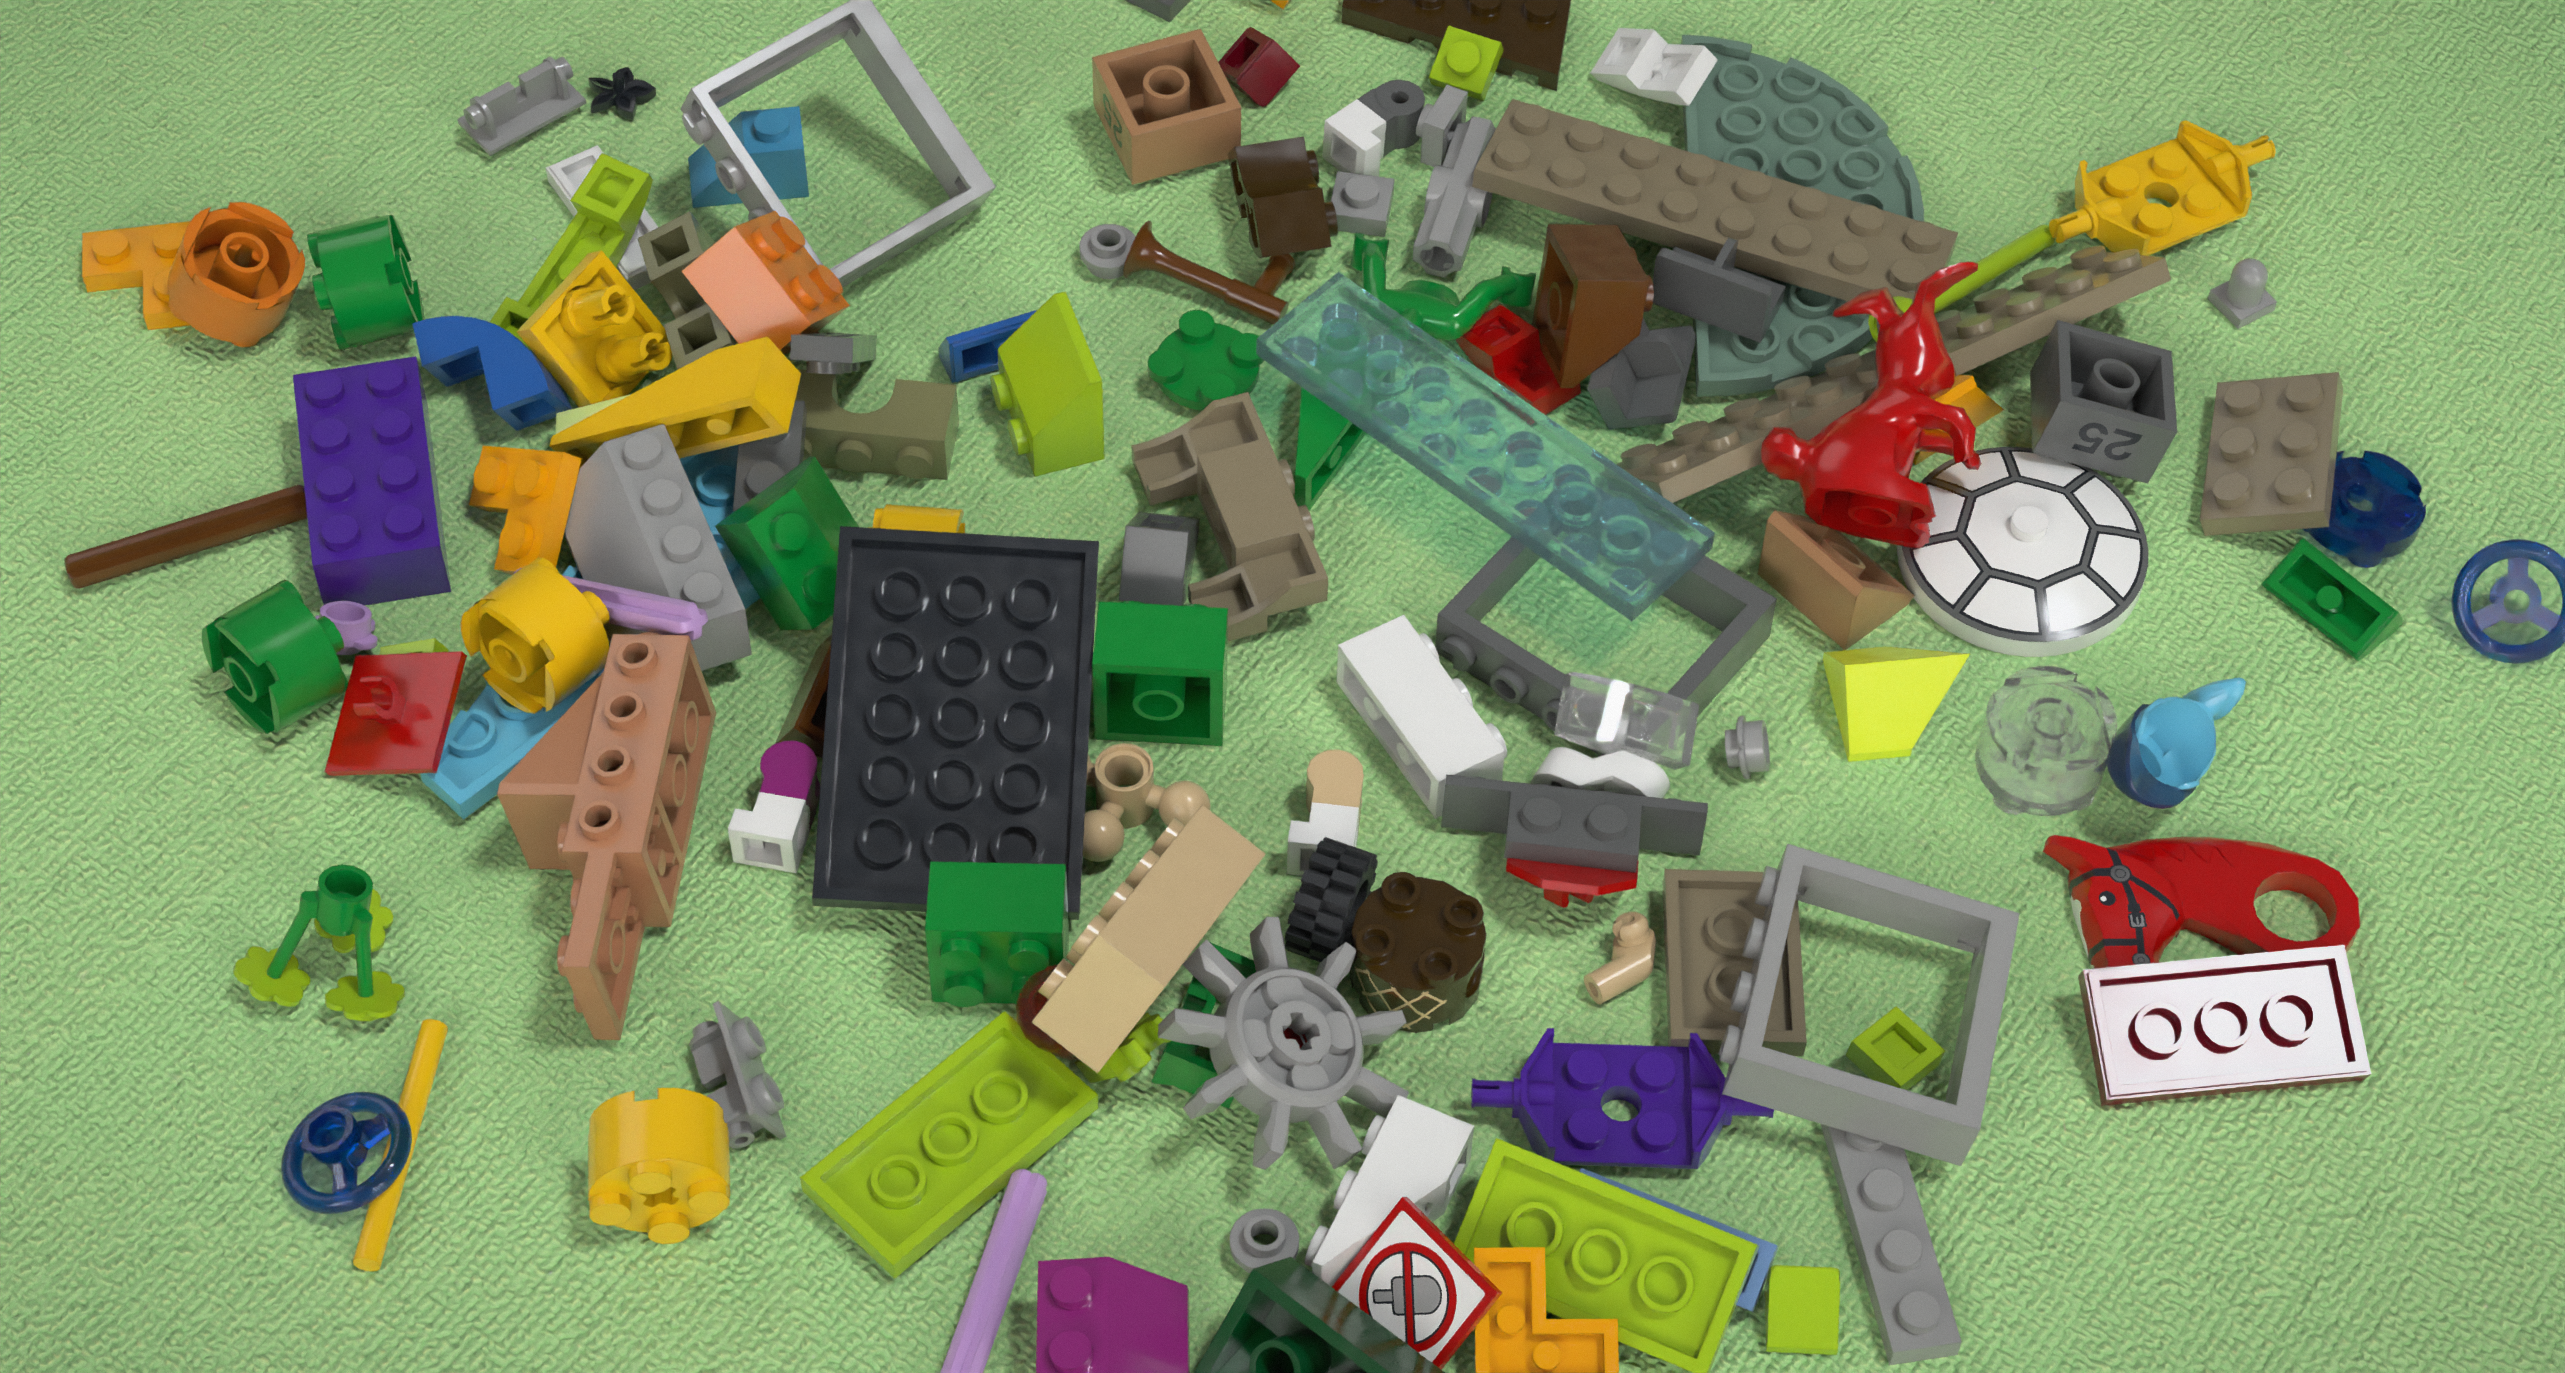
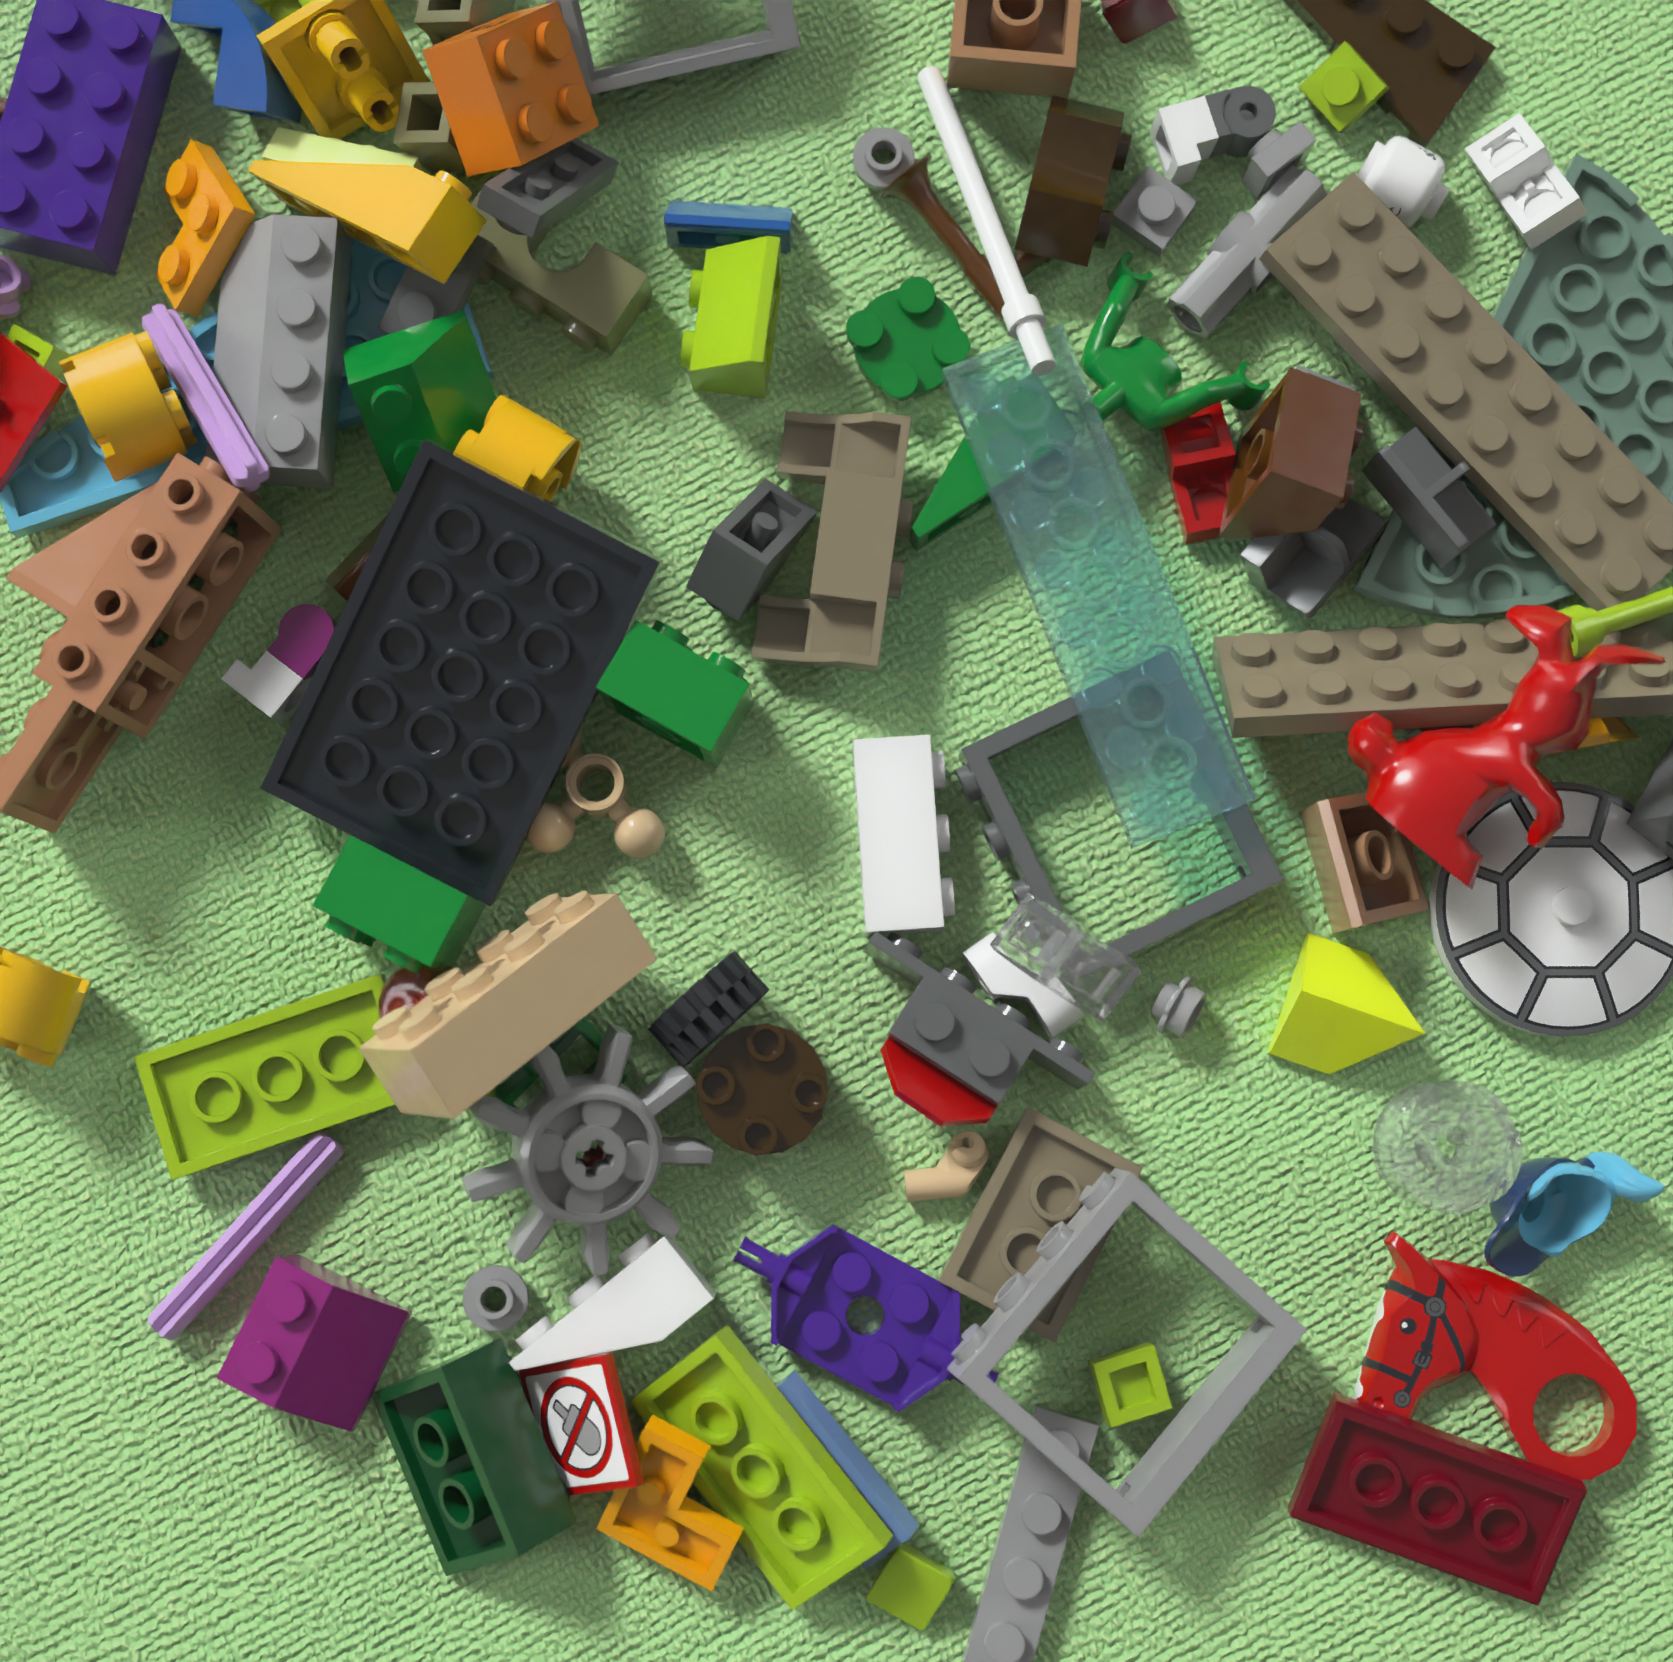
camera: 25 degrees right, 30 degrees up
(732, 1054) = (140, 896): light grey hinge -> none
(1297, 272) = (1021, 310): none -> white bar
(1333, 804) = (779, 887): leg -> none
(1559, 92) = (1405, 179): none -> white head

